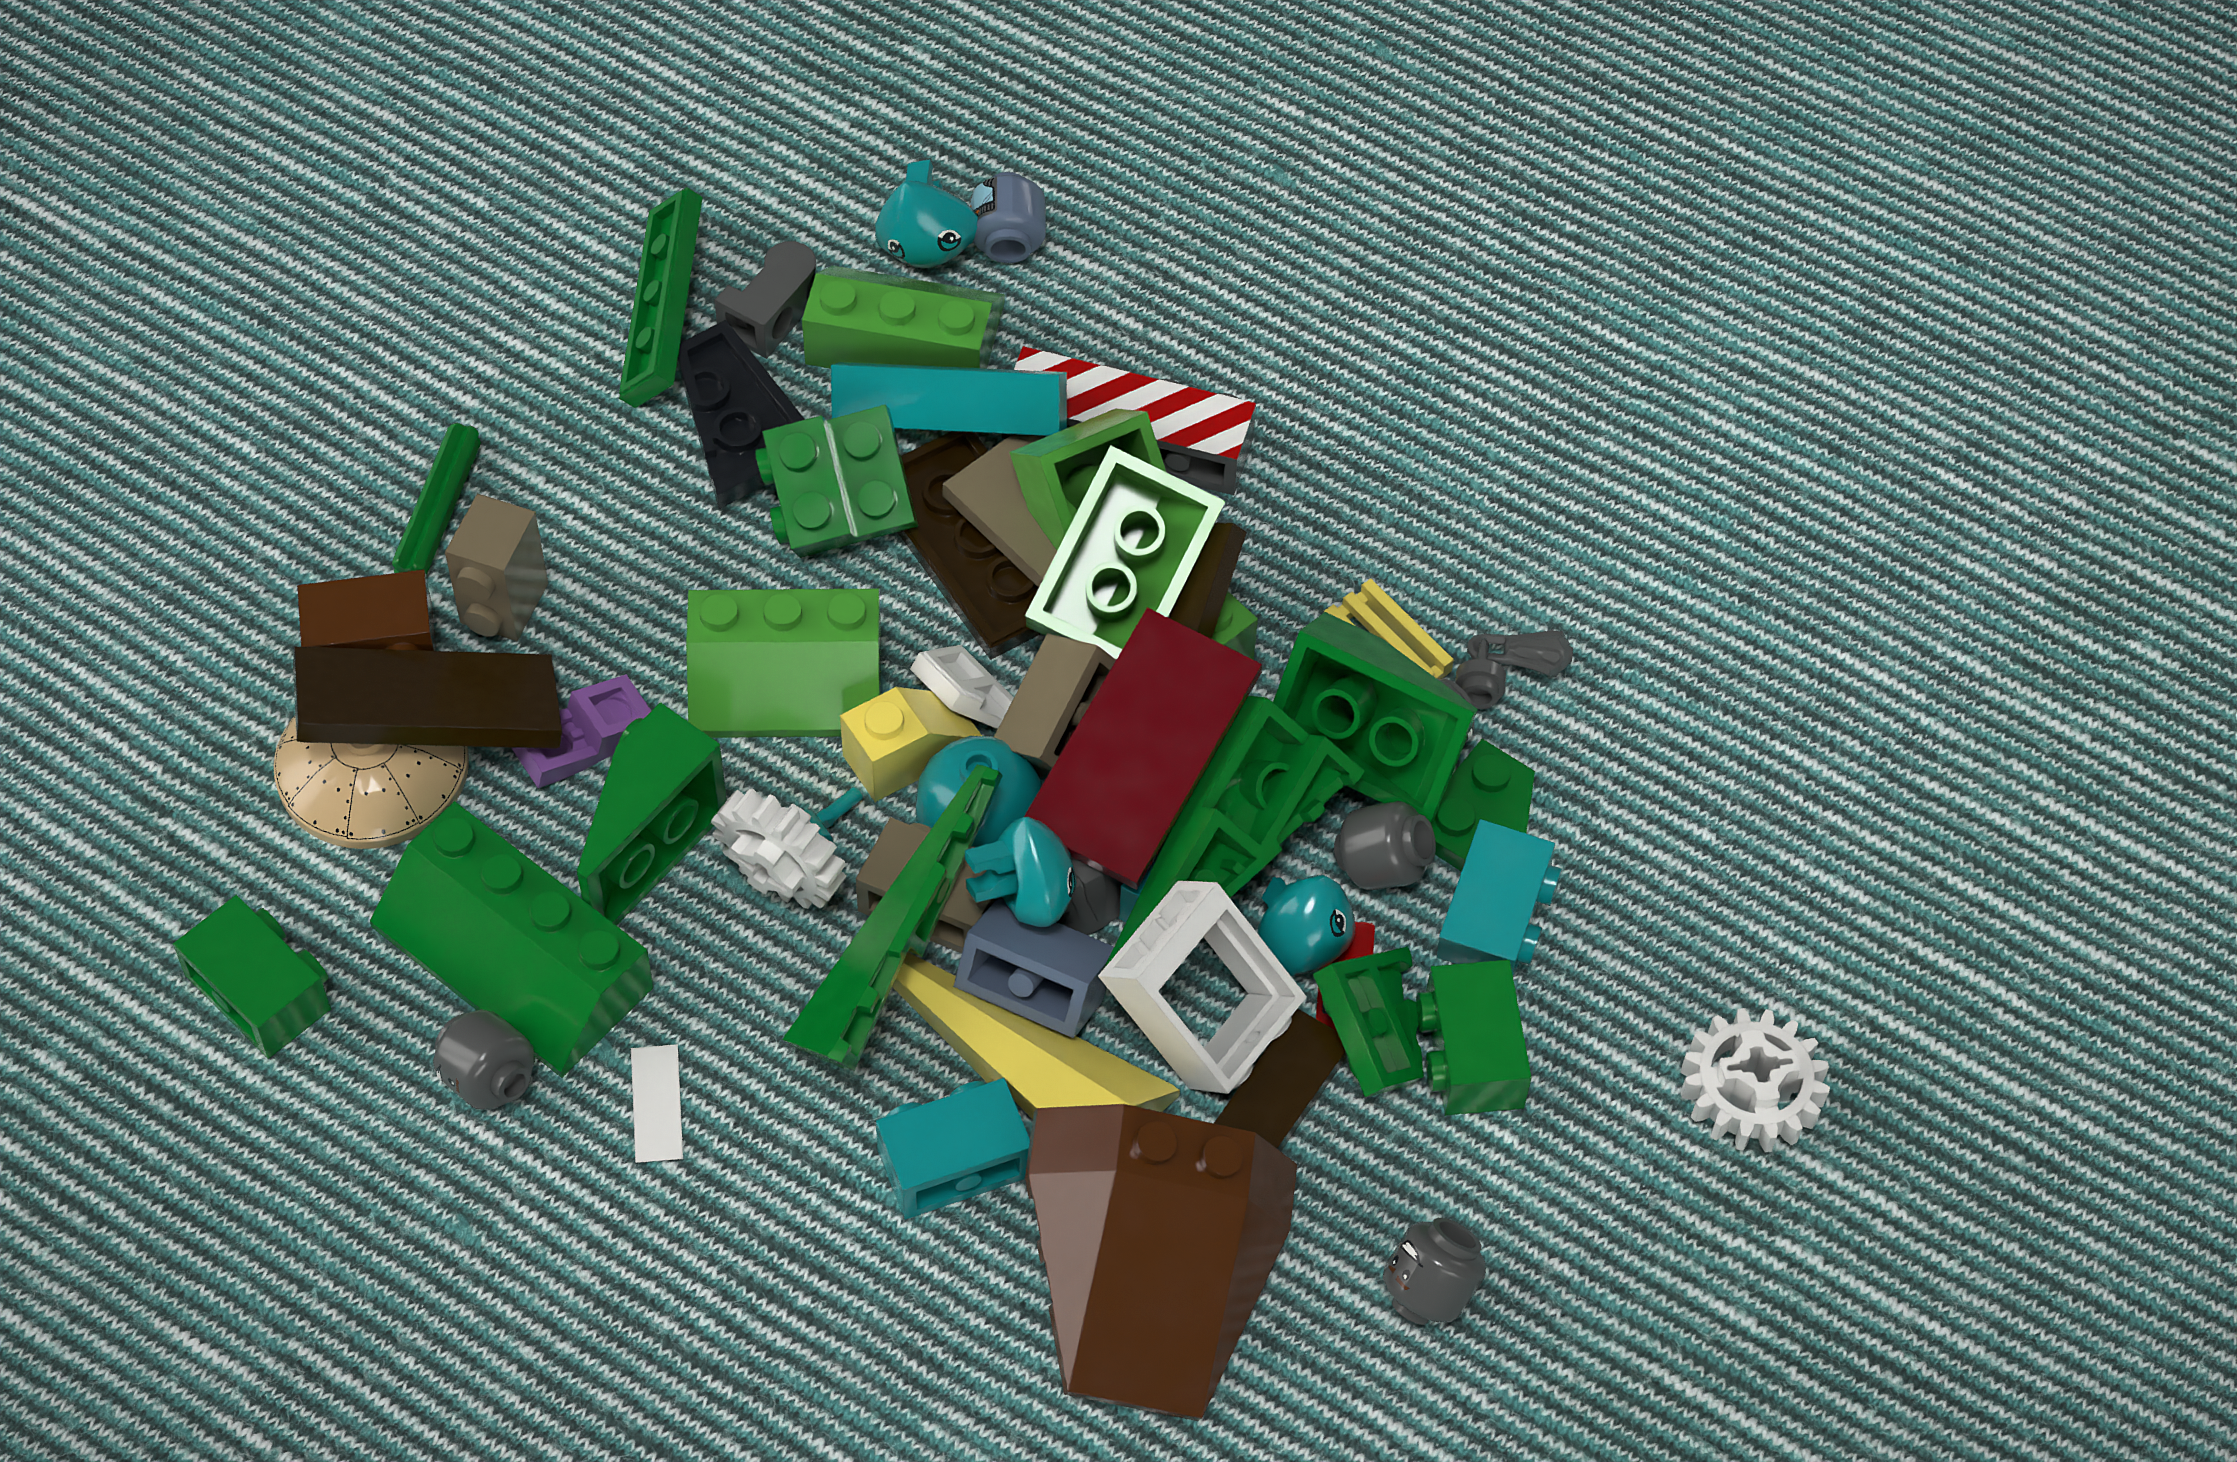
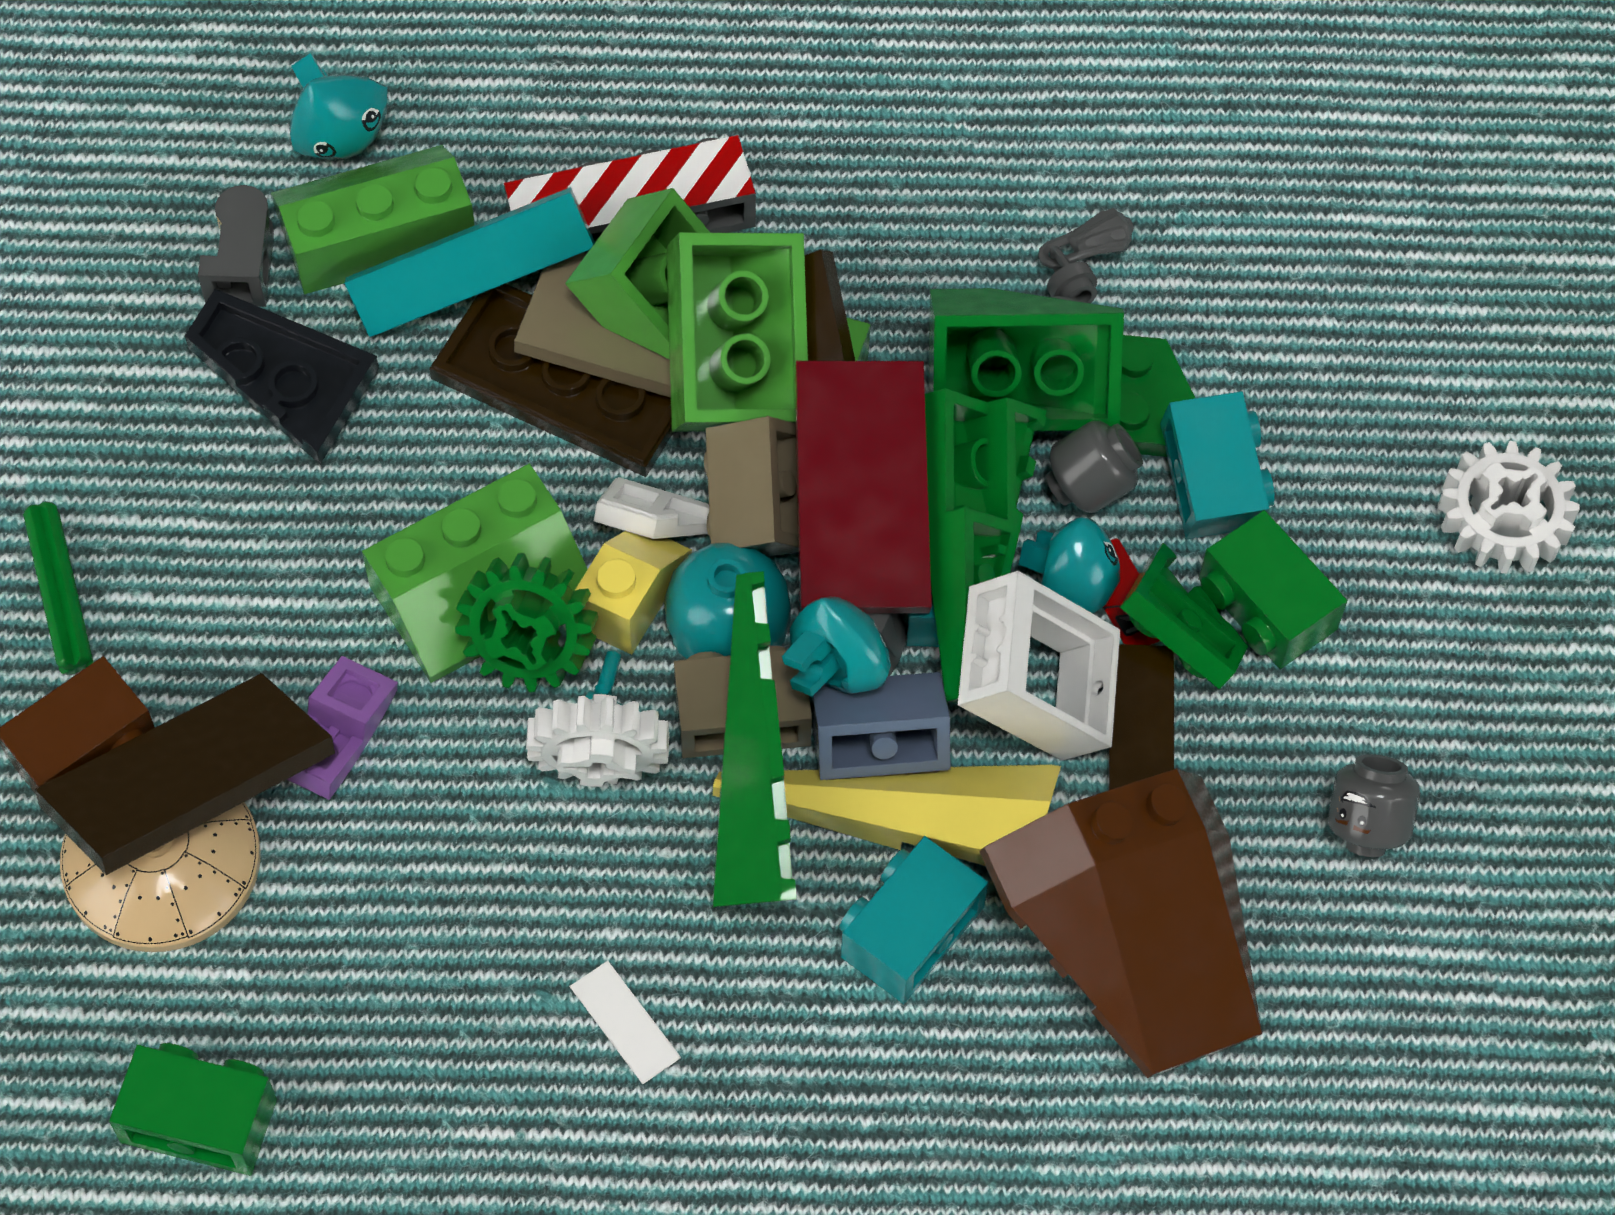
camera: 30 degrees left, 5 degrees up
(481, 1058) = (456, 1068): dark grey head -> none
(497, 567) = (169, 619): dark tan brick -> none
(511, 938) = (404, 948): green slope -> none
(651, 810) = (461, 749): green slope -> none
(660, 298) = (140, 297): green tile -> none
(787, 720) = (526, 622): none -> green gear
(836, 481) = (420, 384): green plate -> none
(1009, 217) = (407, 70): sand blue head -> none
(1390, 622) = (961, 272): light yellow tile -> none

